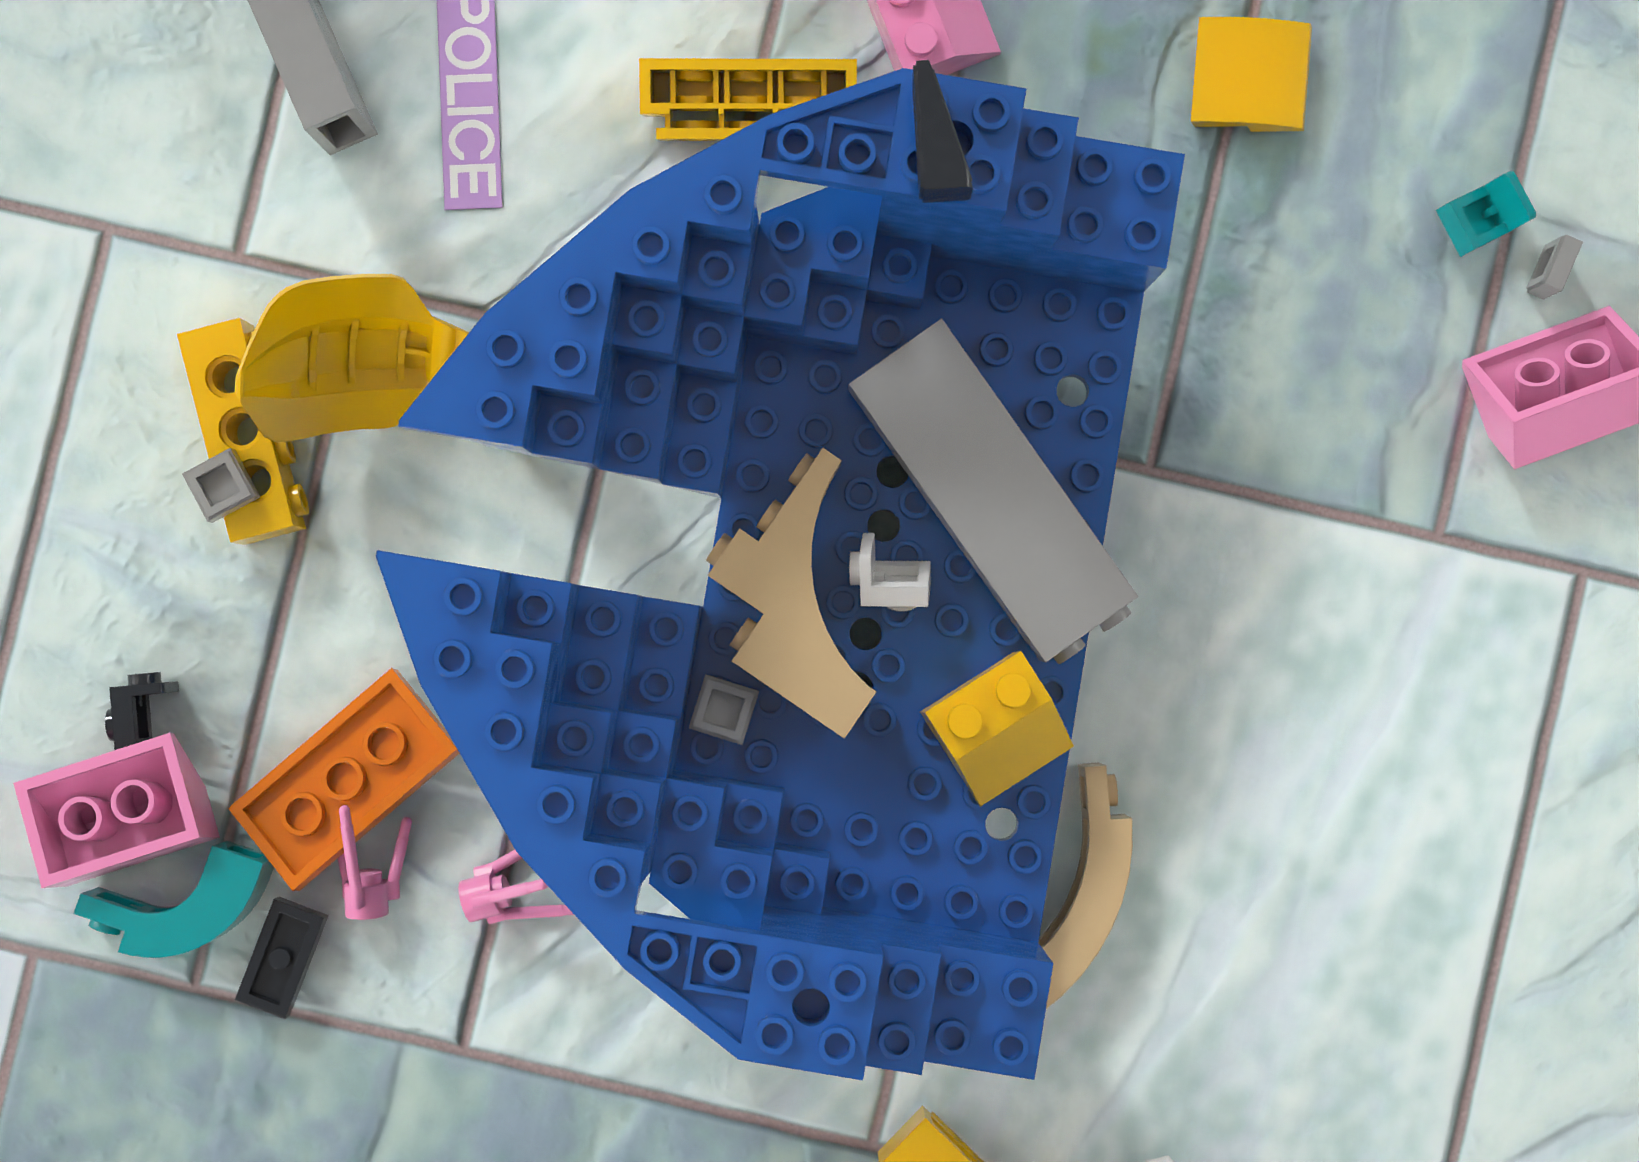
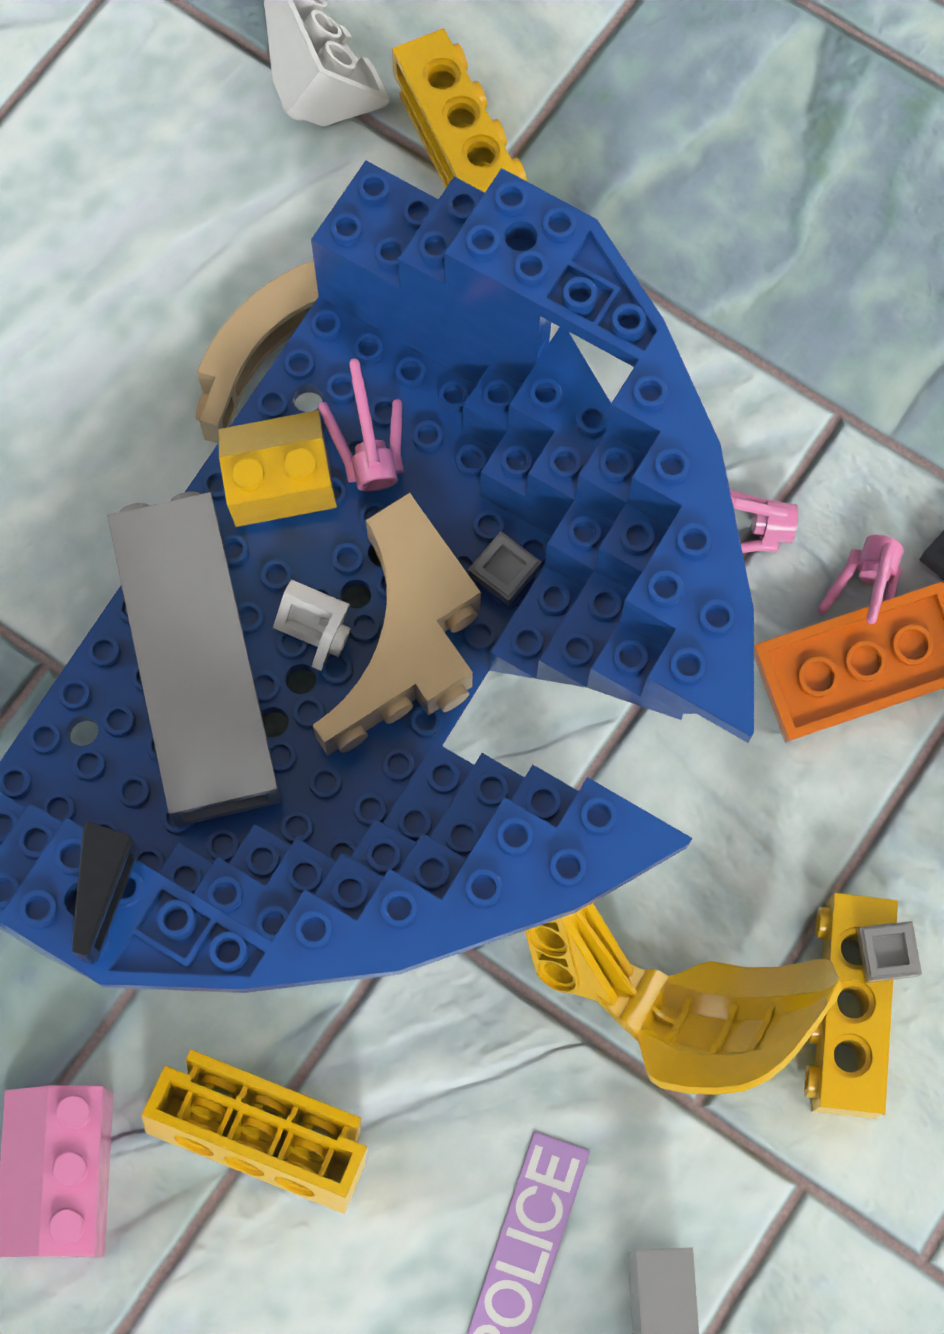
camera: 155 degrees left, 15 degrees down
(899, 767) = (373, 464): none -> bright pink plant

